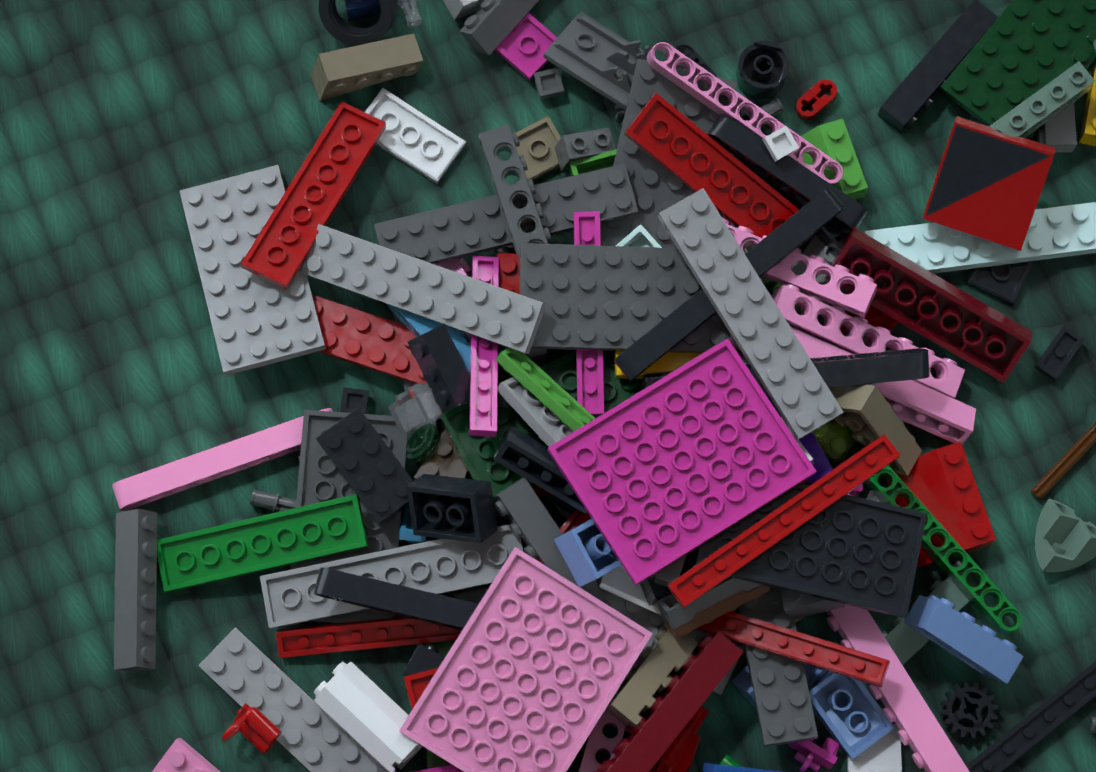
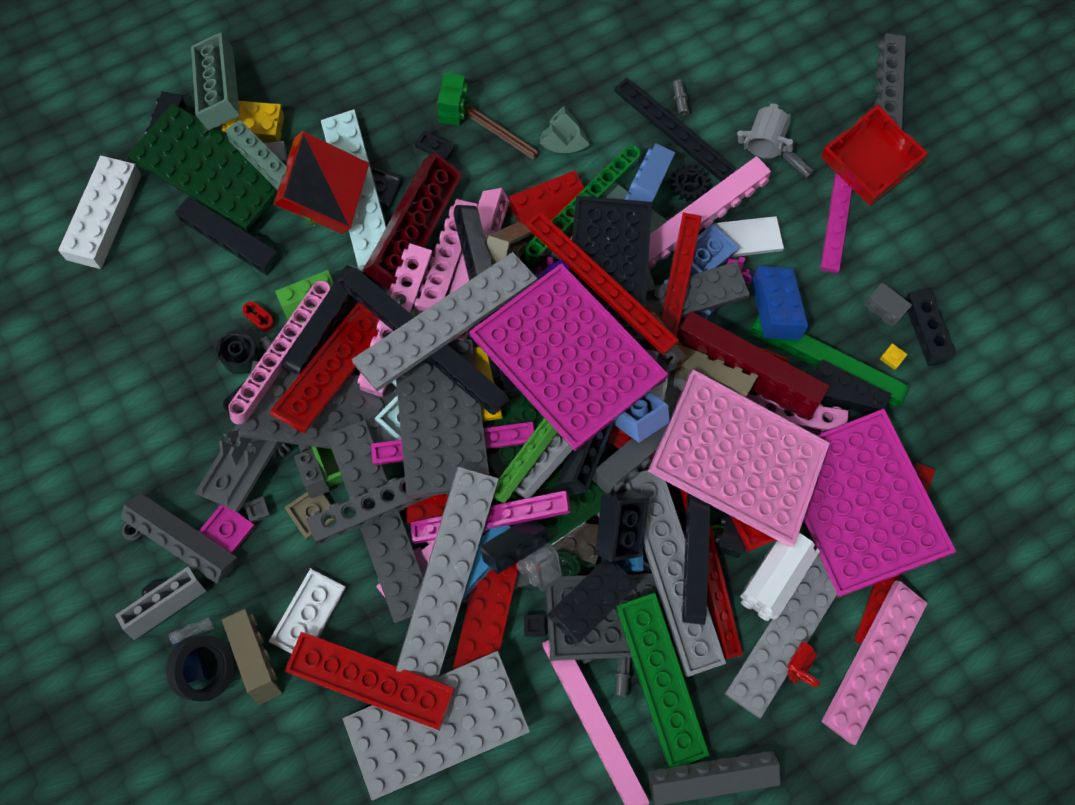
camera: 100 degrees left, 5 degrees down
(780, 143) = (304, 319): white plate -> none

